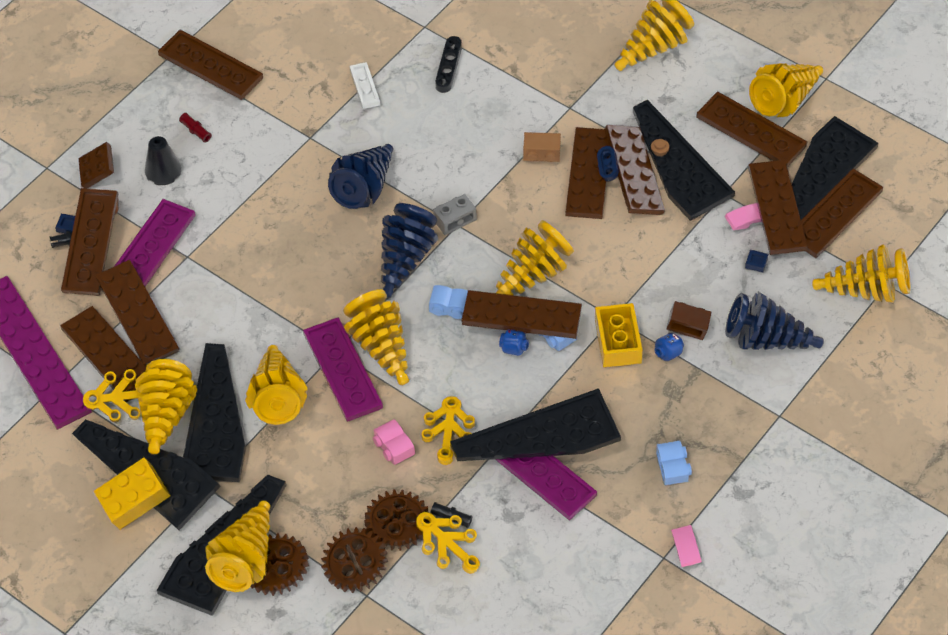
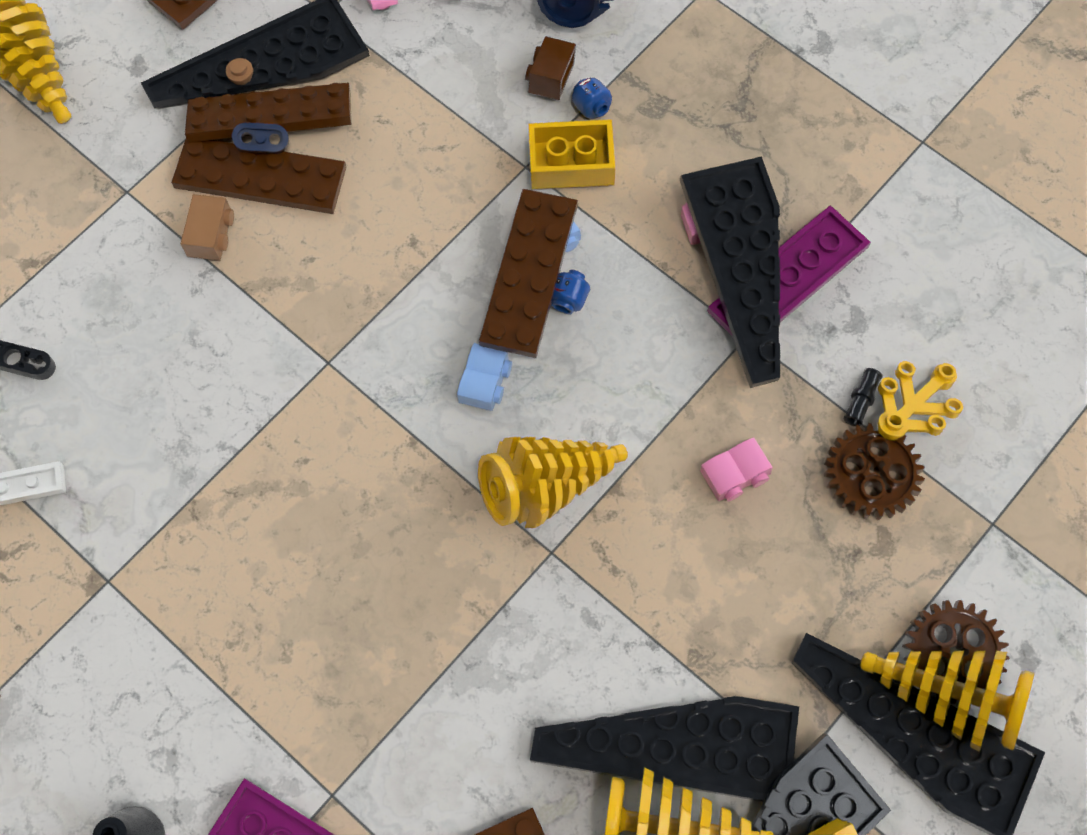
camera: 85 degrees left, 15 degrees up
(195, 127) = (49, 778): dark red pin -> none
(276, 389) = (635, 639): yellow plant -> none
(342, 369) = (593, 541): magenta plate -> none
(359, 176) = (226, 490): dark blue plant -> none
(371, 550) = (957, 560): reddish brown gear -> none
(405, 241) = (387, 434): dark blue plant -> none
(447, 426) = (707, 392): yellow plant -> none
(455, 214) = (314, 360): light grey brick -> none
(536, 257) = (429, 243): yellow plant -> none
(672, 462) = (783, 112): light blue brick -> none
(686, 546) = (914, 107): bright pink slope -> none

